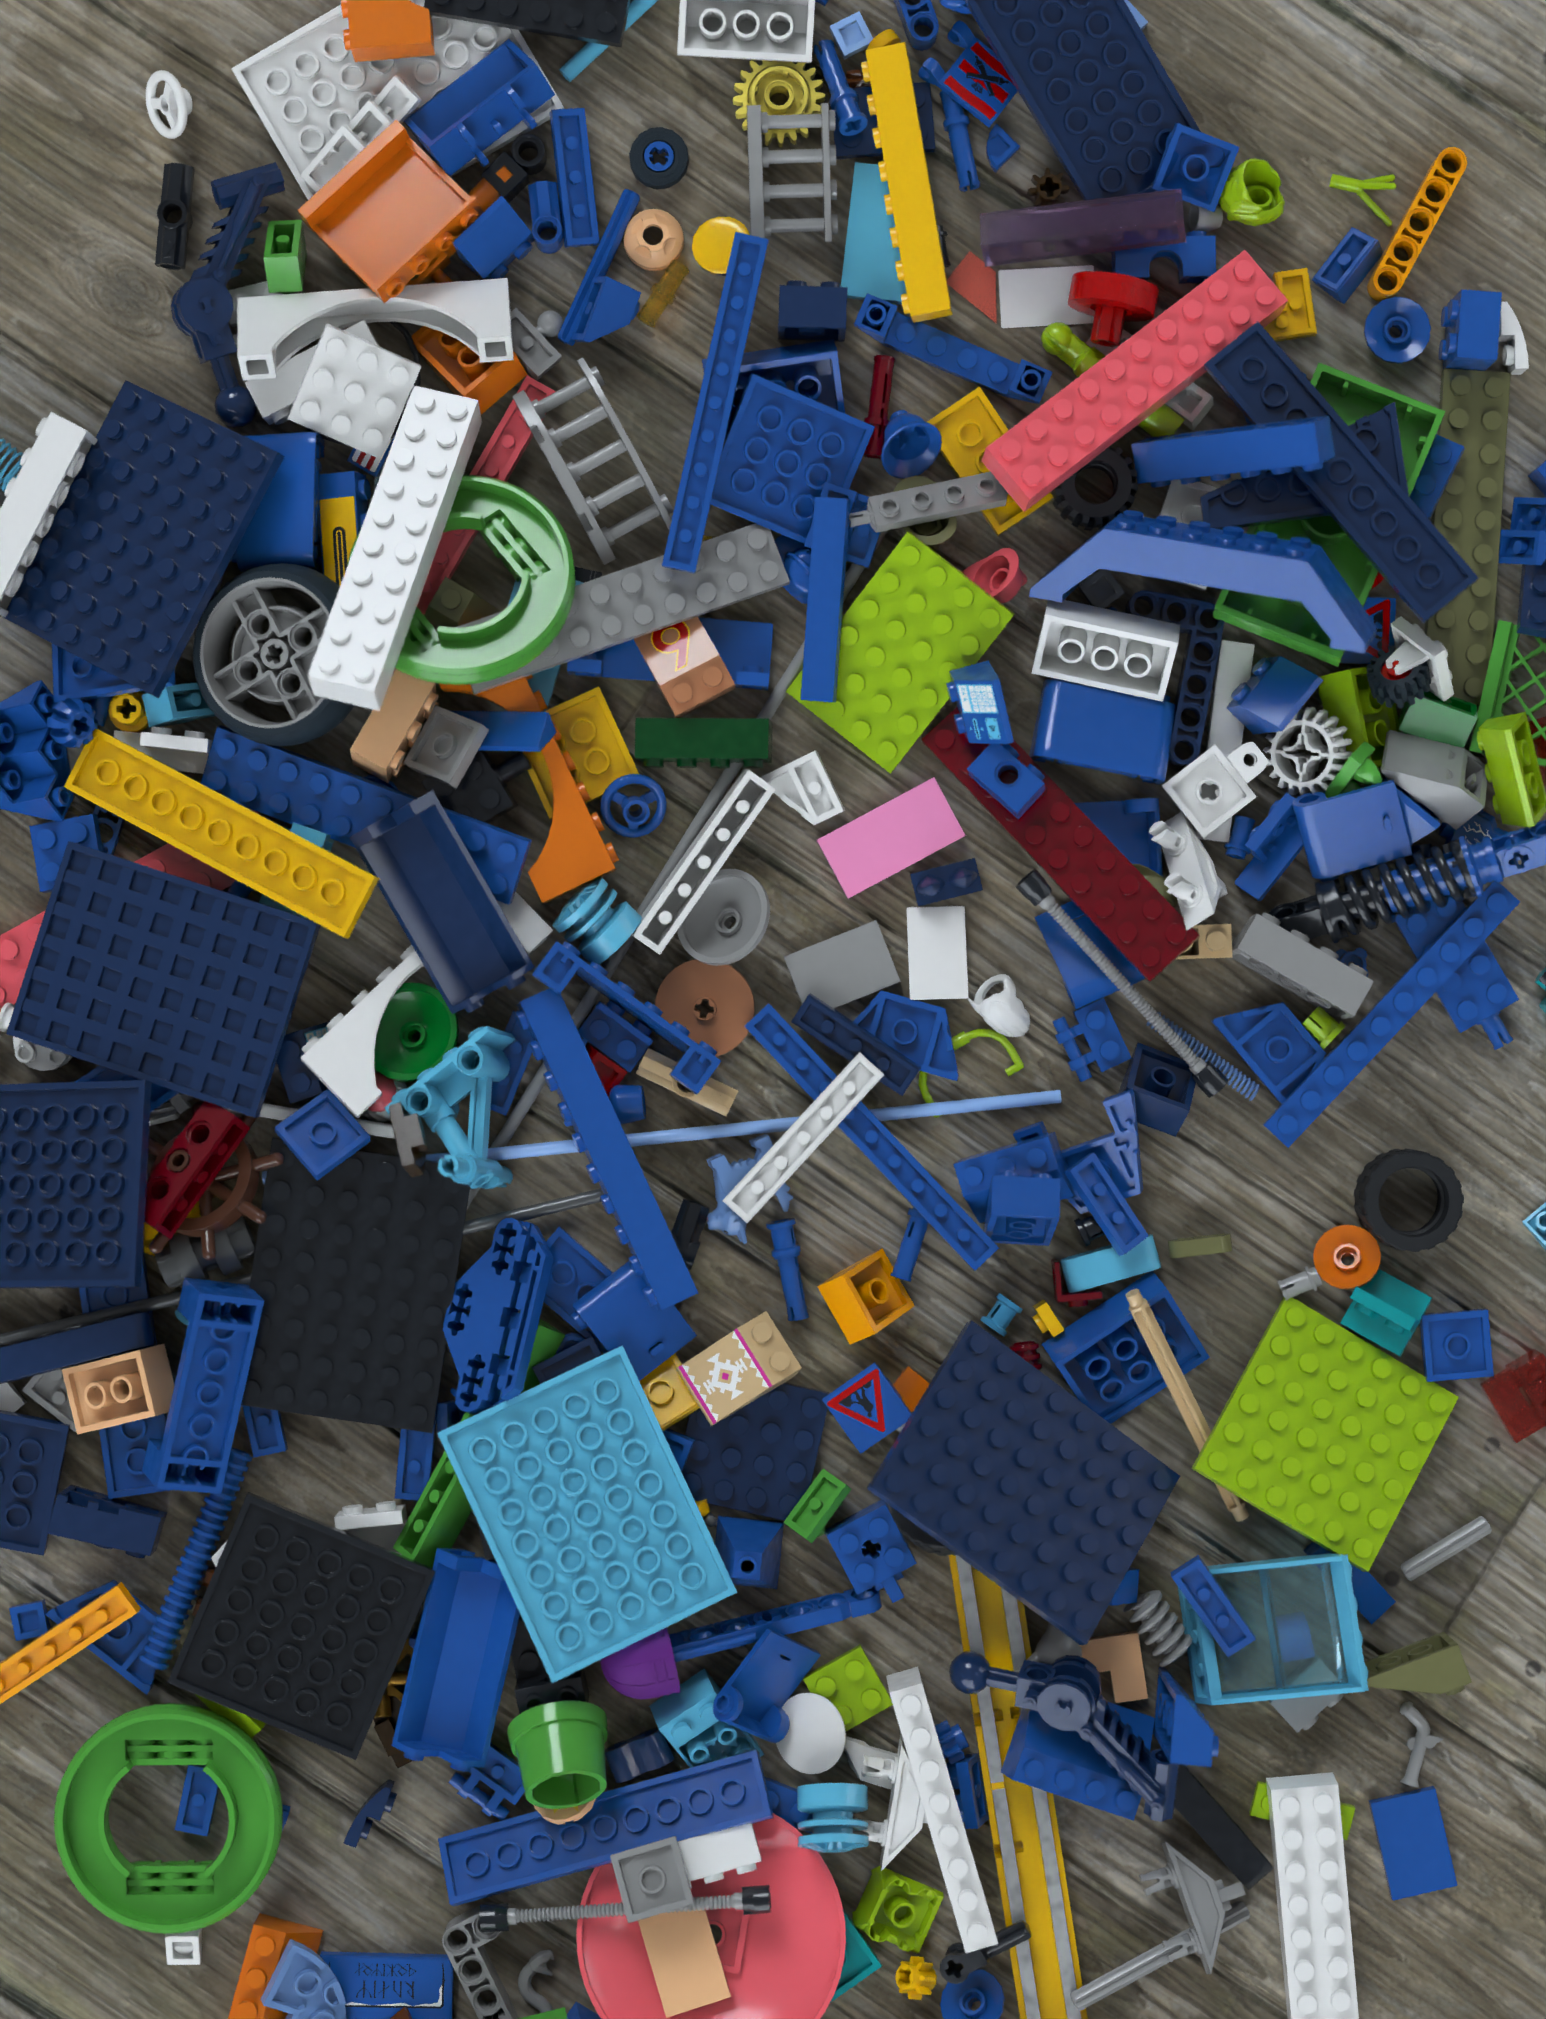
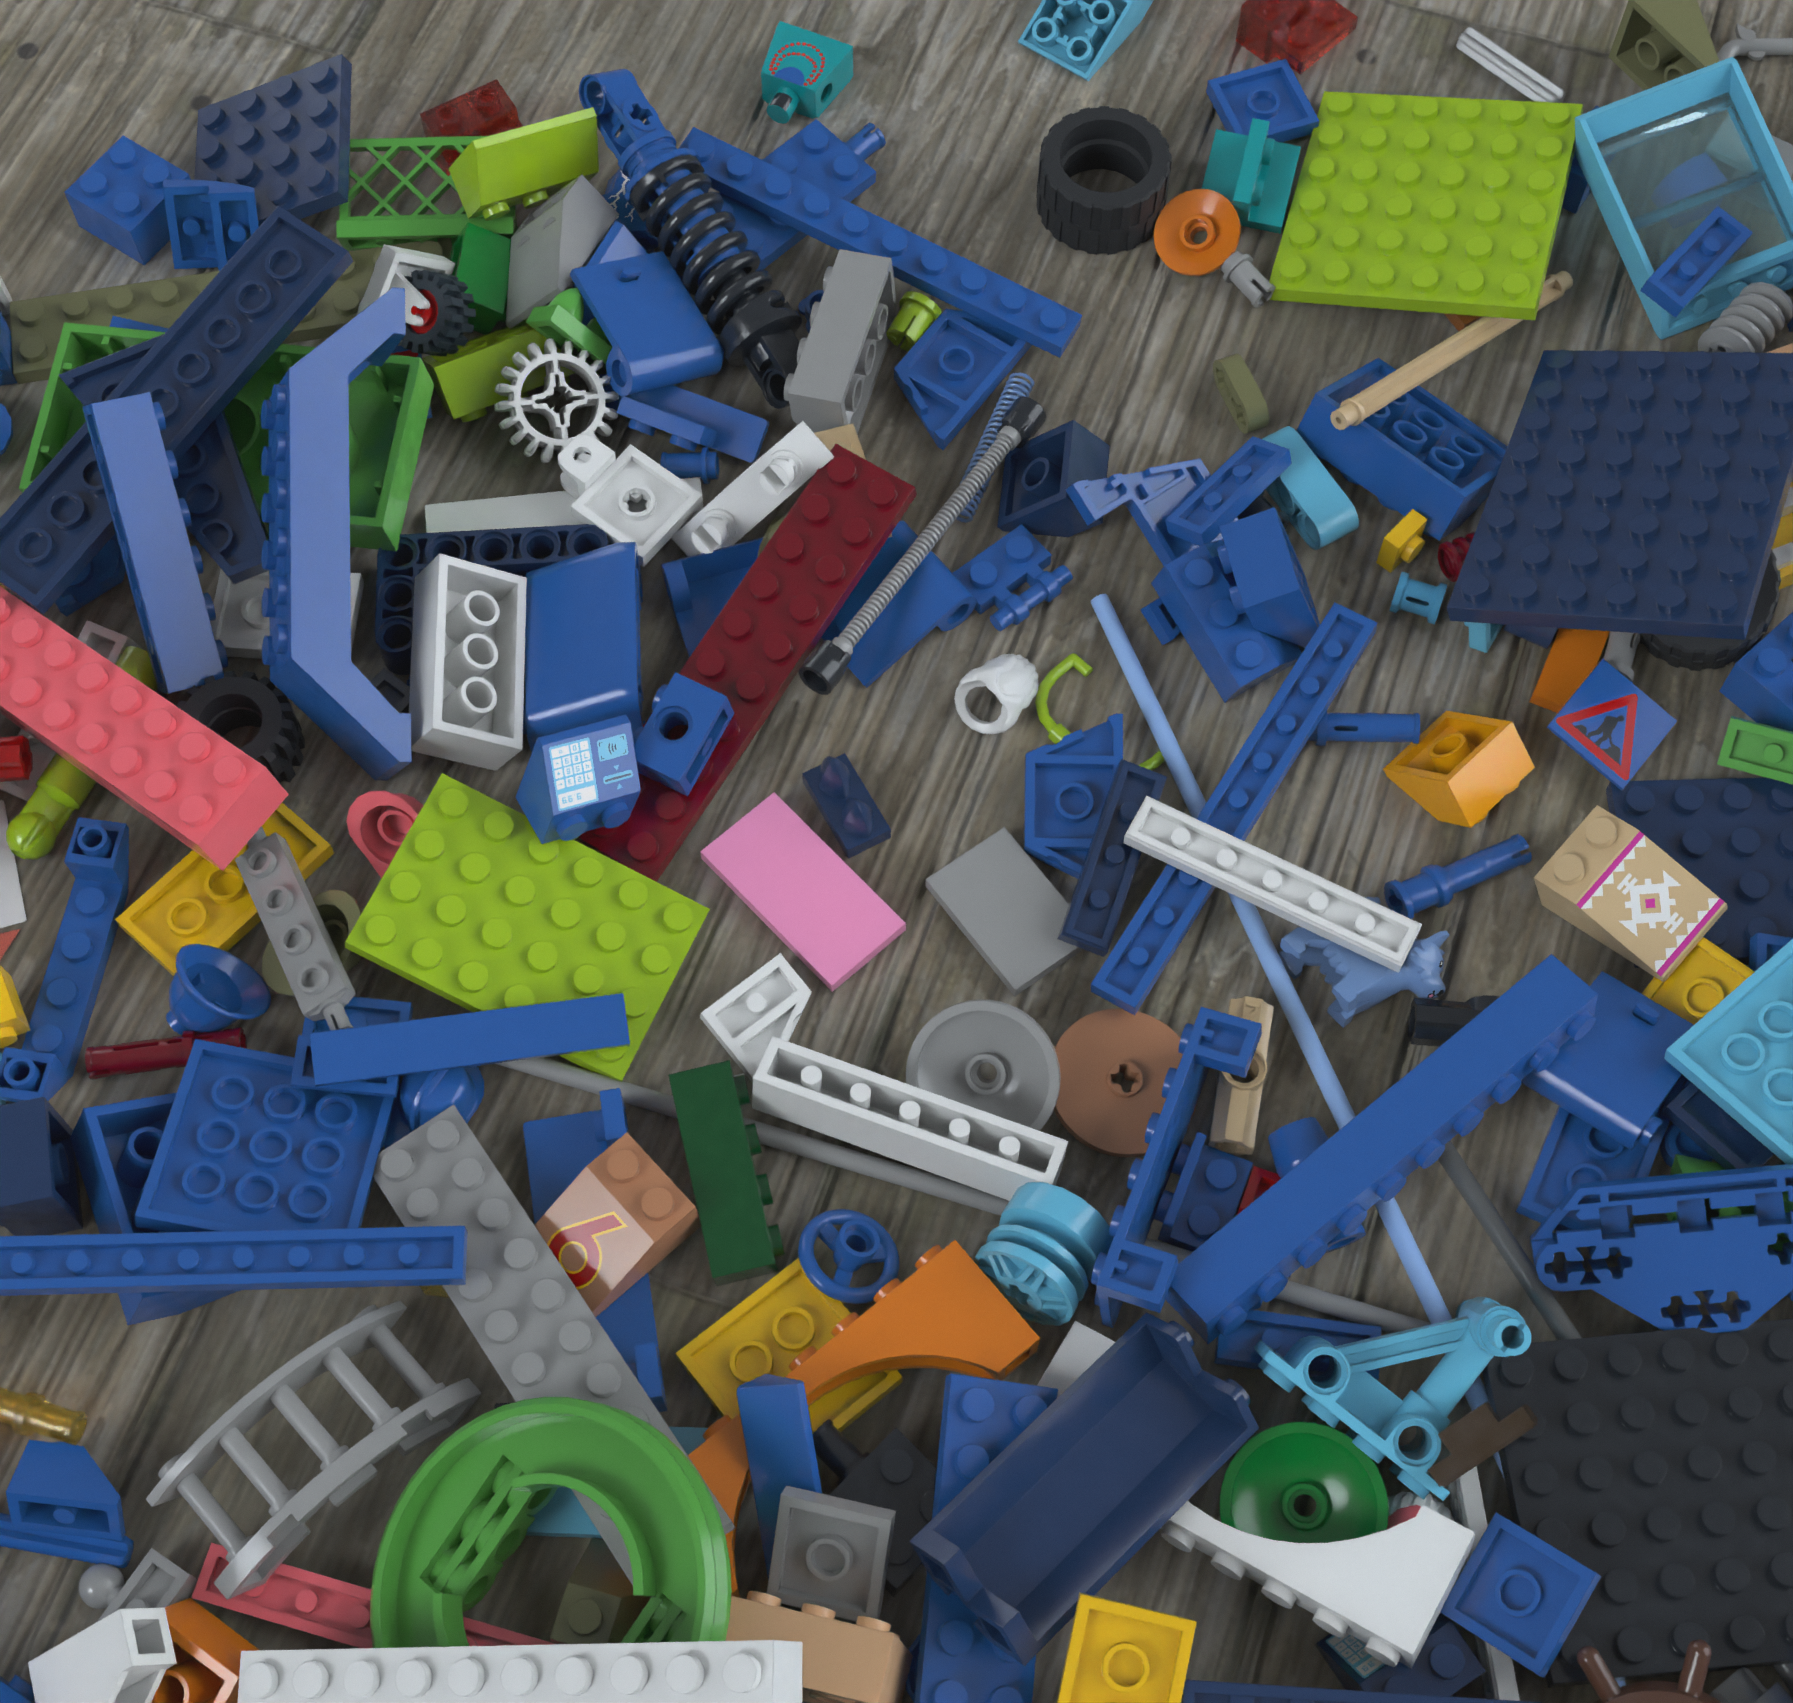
camera: 105 degrees left, 25 degrees down
(937, 953) = (950, 790): white sticker -> none
(1074, 1299) = (1363, 533): dark red bracket -> none
(1272, 695) = (489, 451): blue slope -> none

